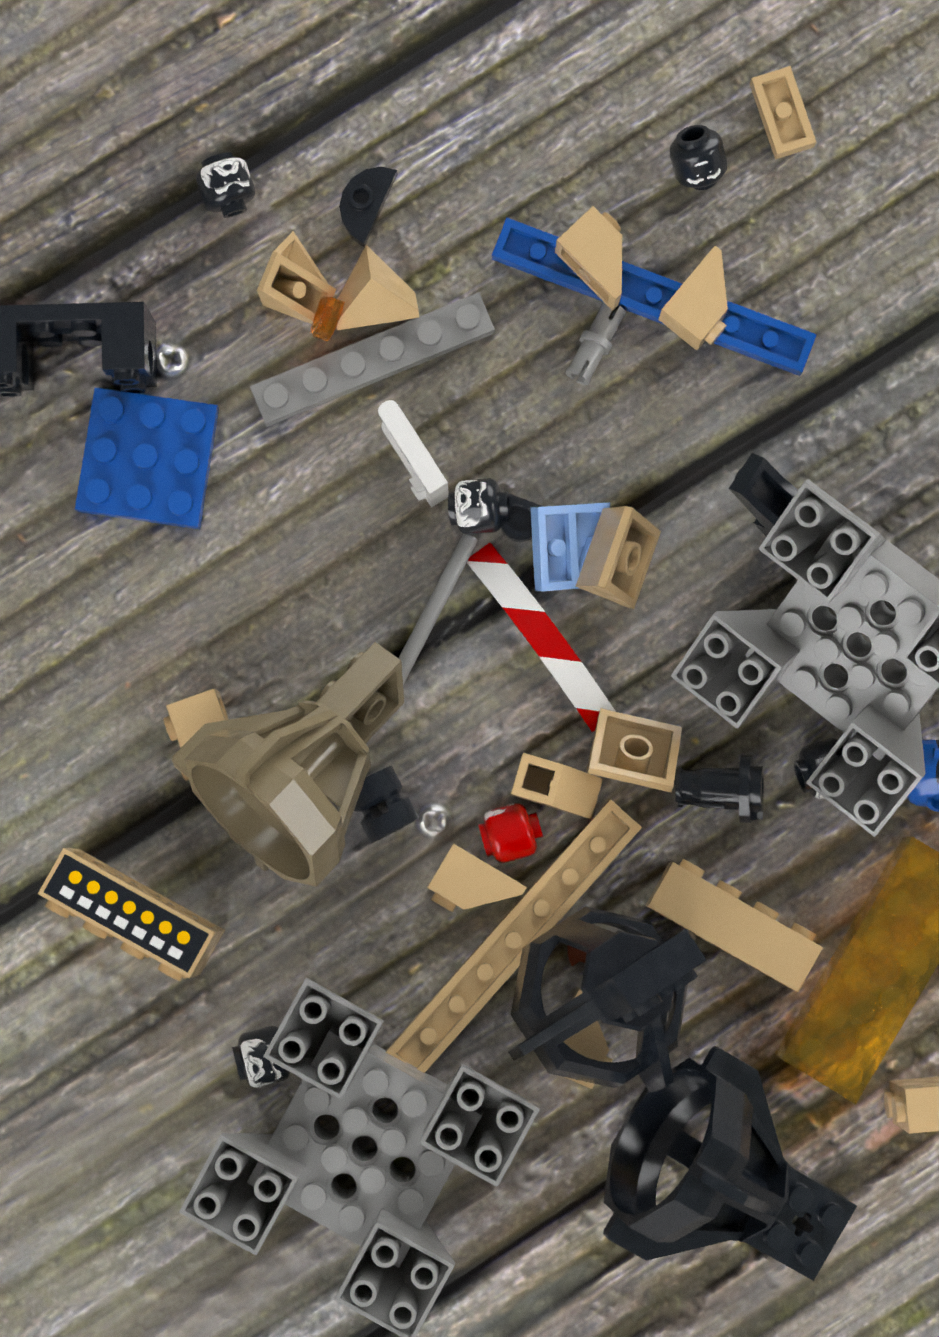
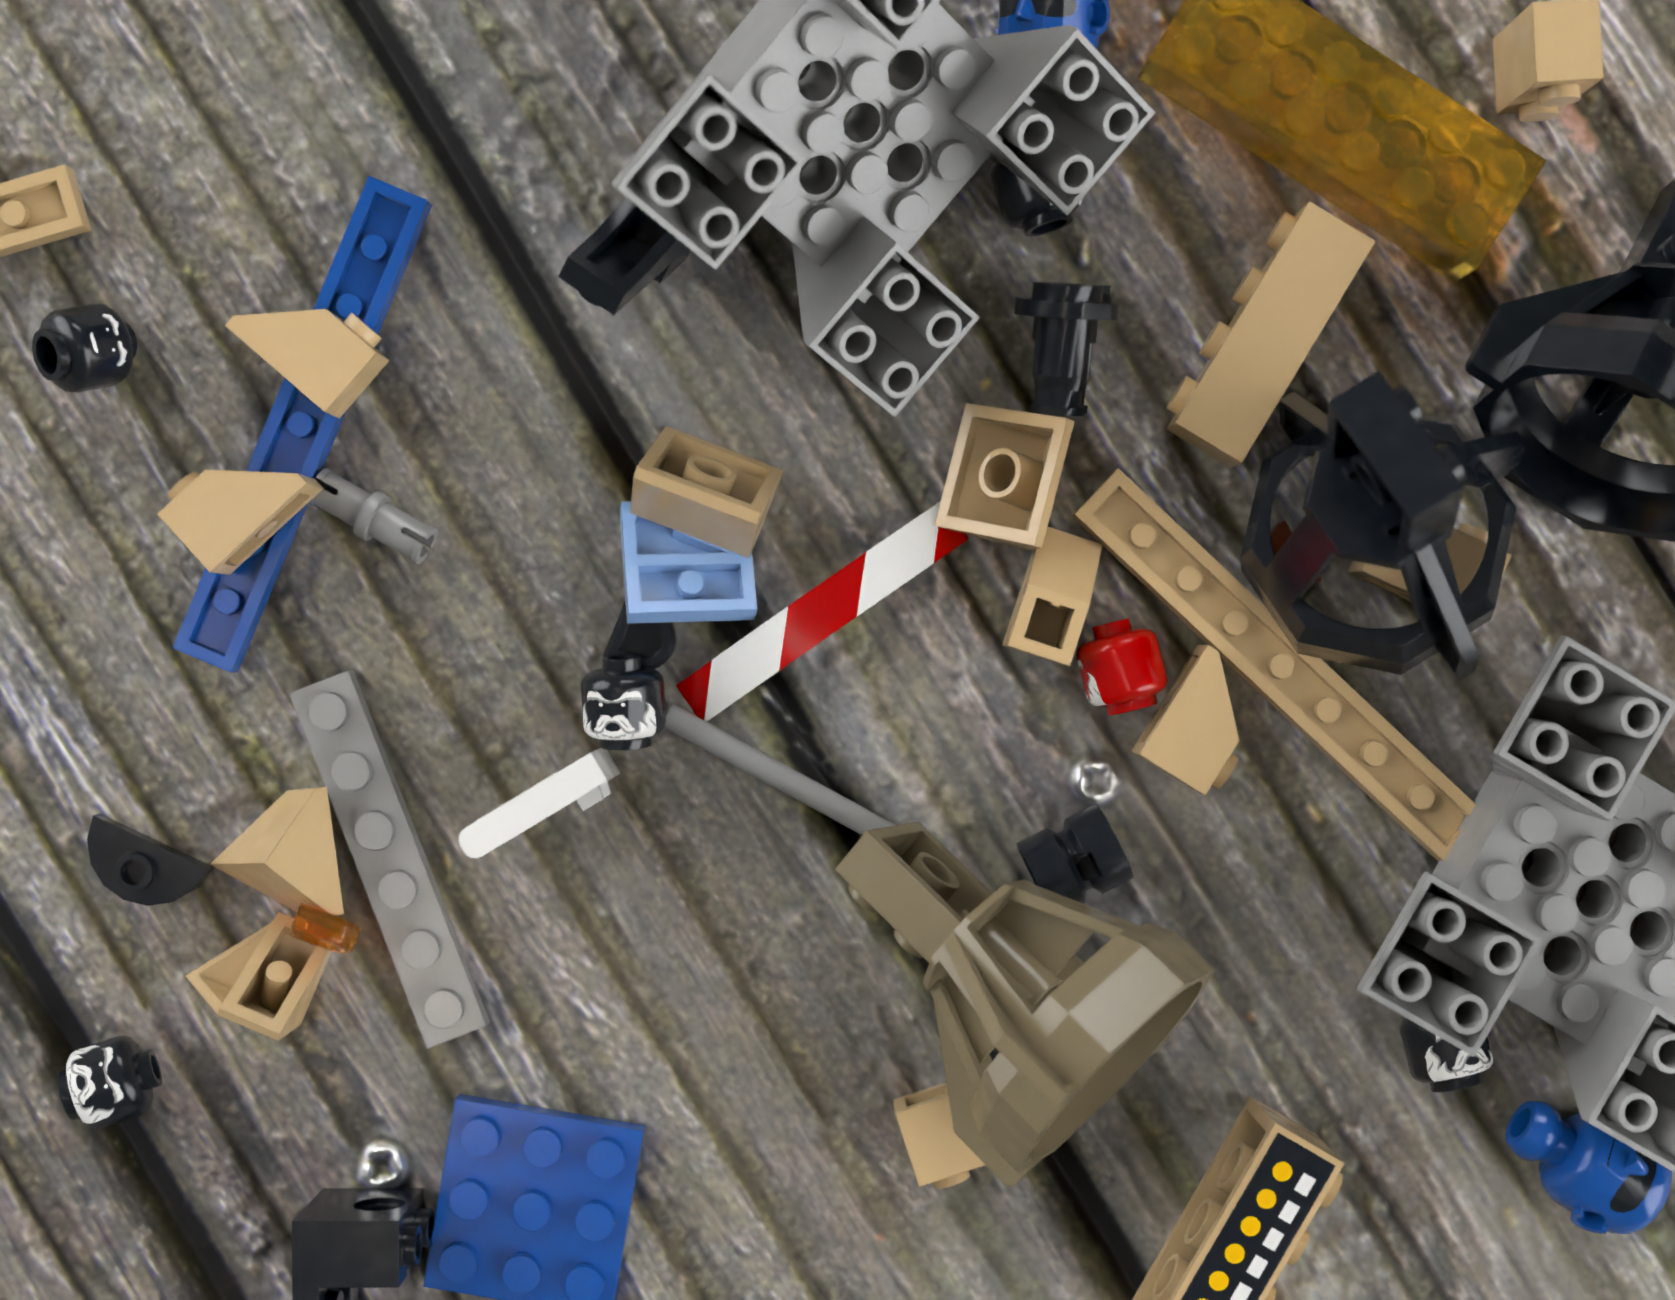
camera: 90 degrees left, 5 degrees up
(180, 1152) = (1588, 1170): none -> blue piece

